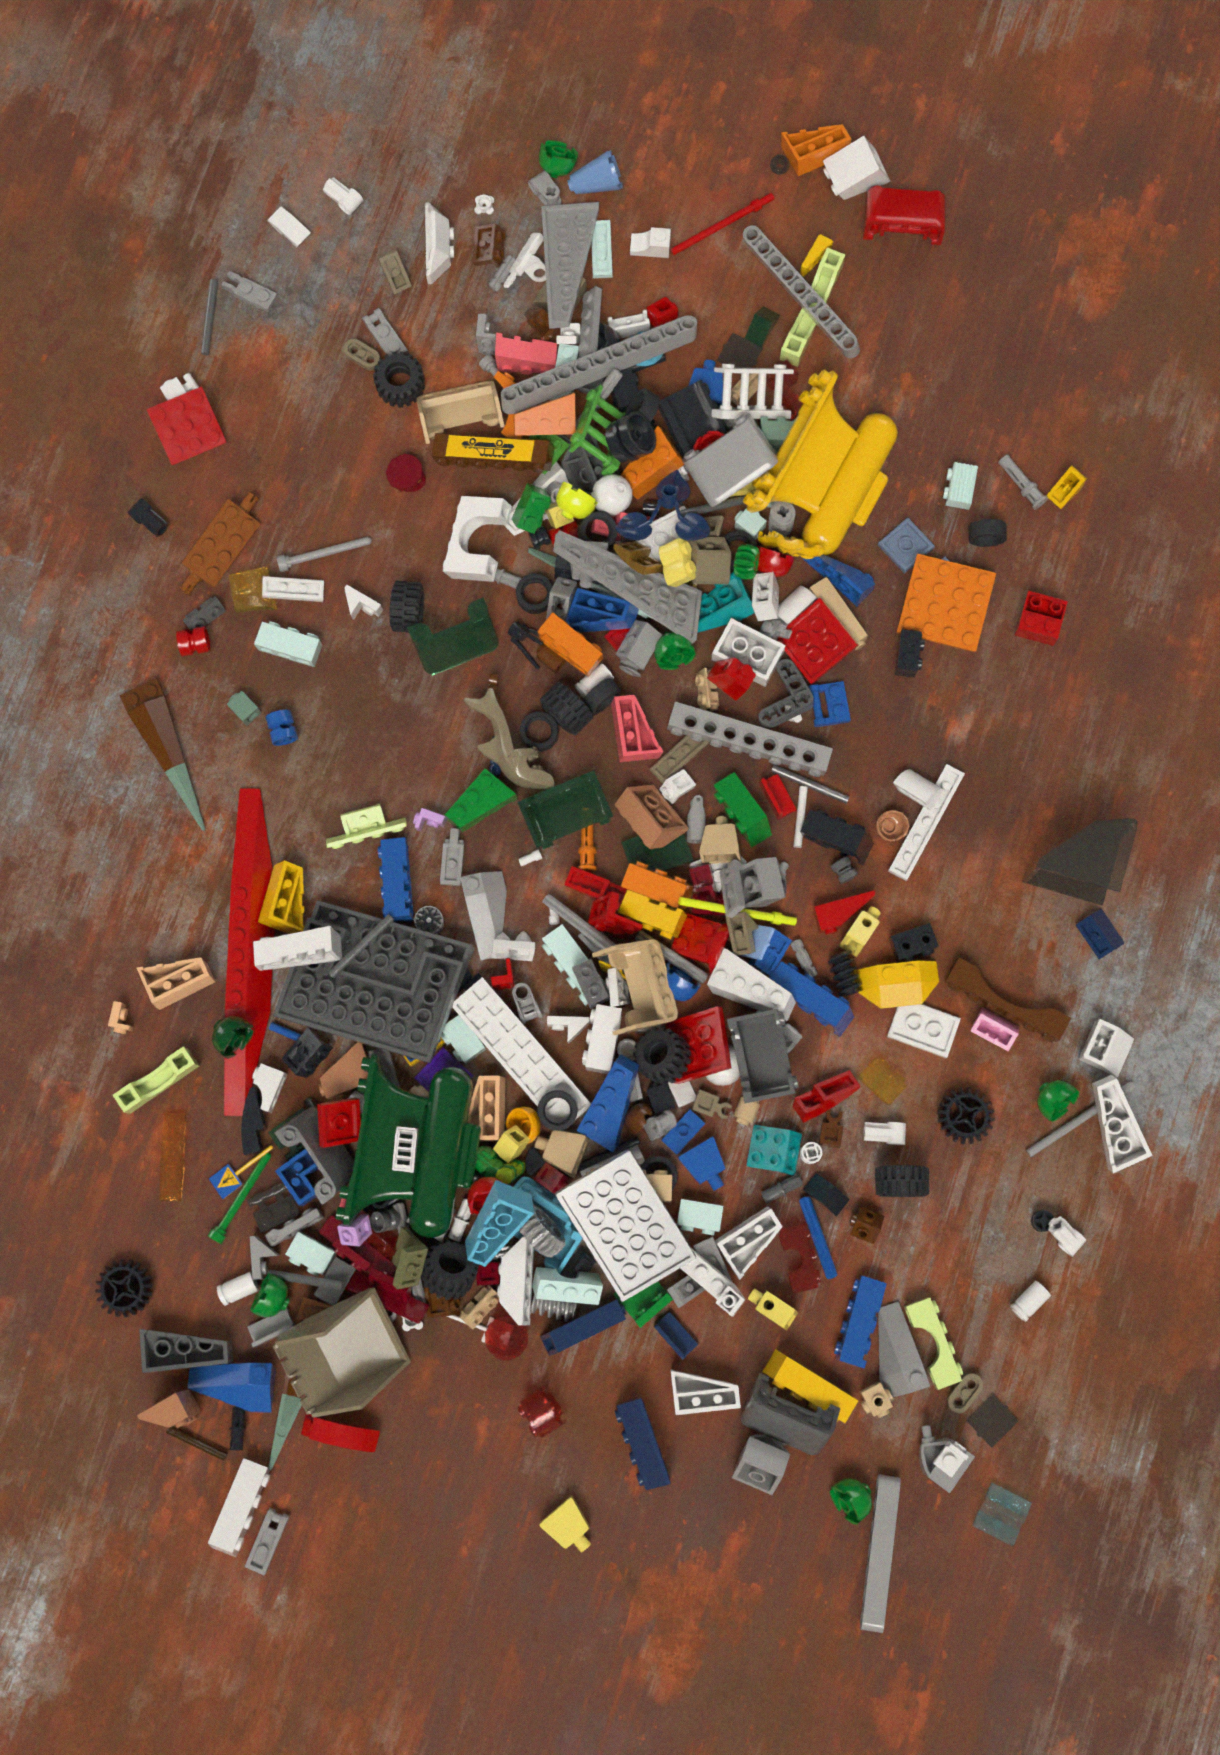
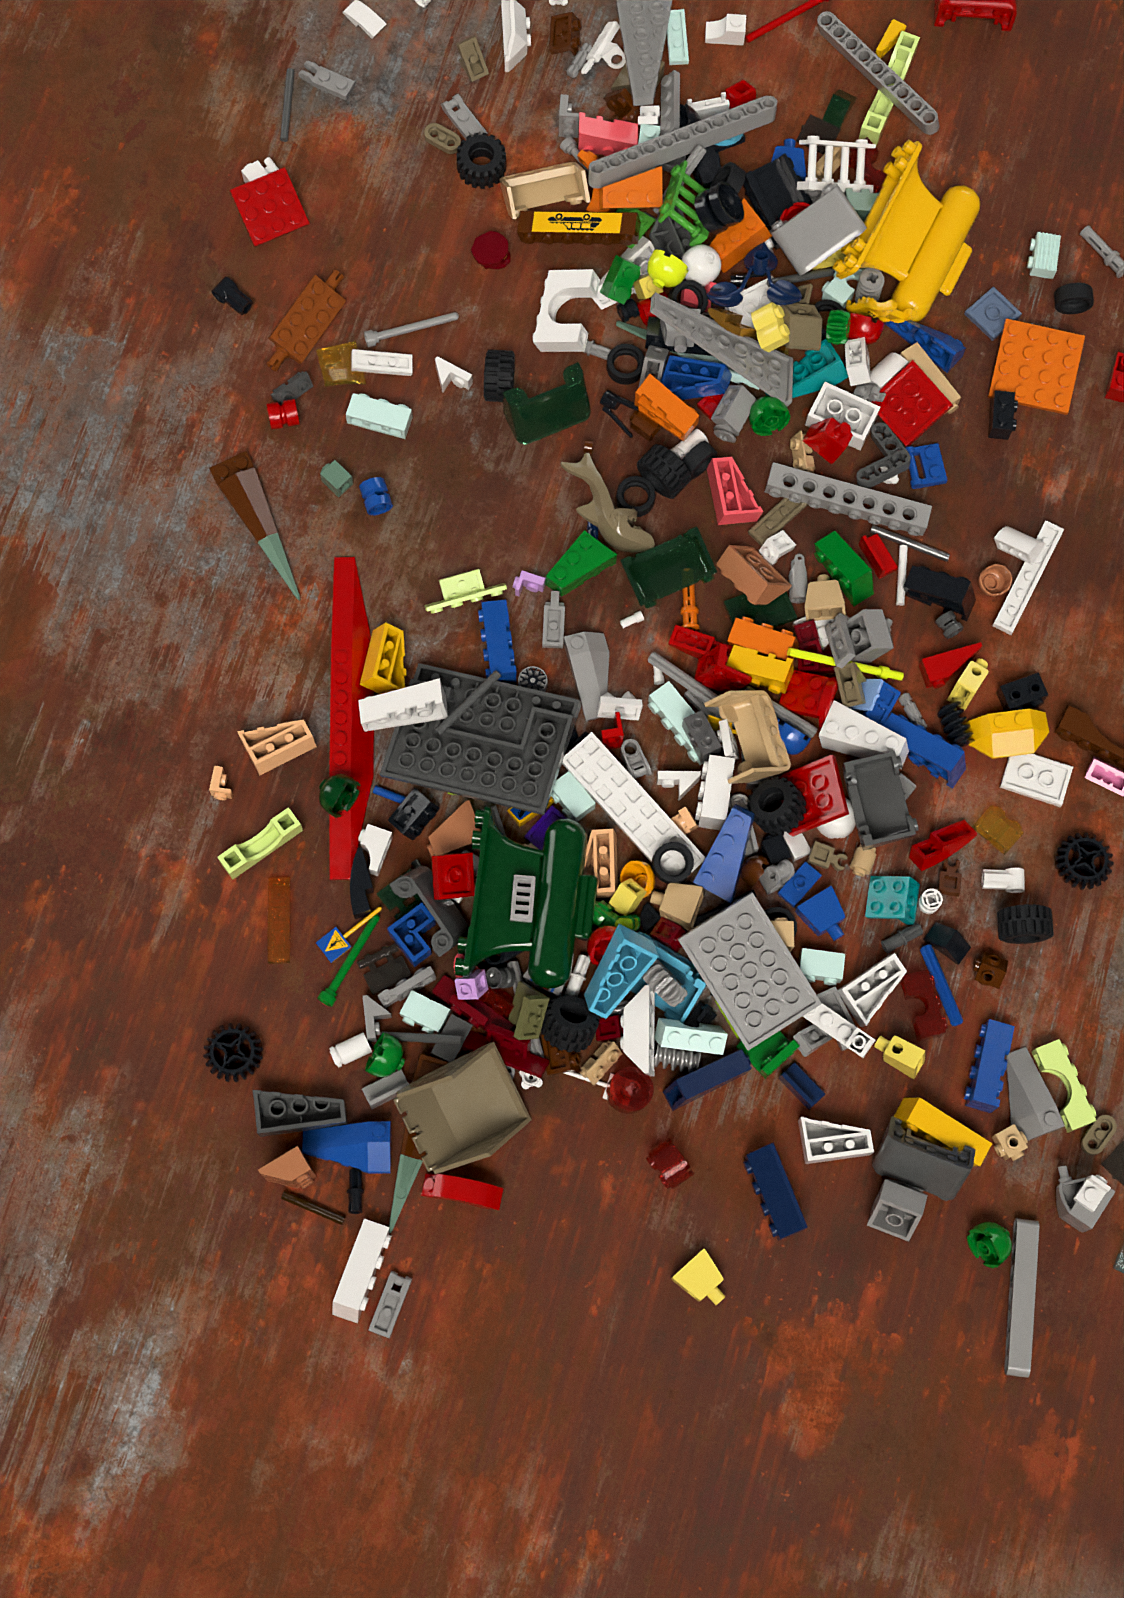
camera: 10 degrees left, 5 degrees down
(572, 1066) = (685, 821): none -> light nougat bracket

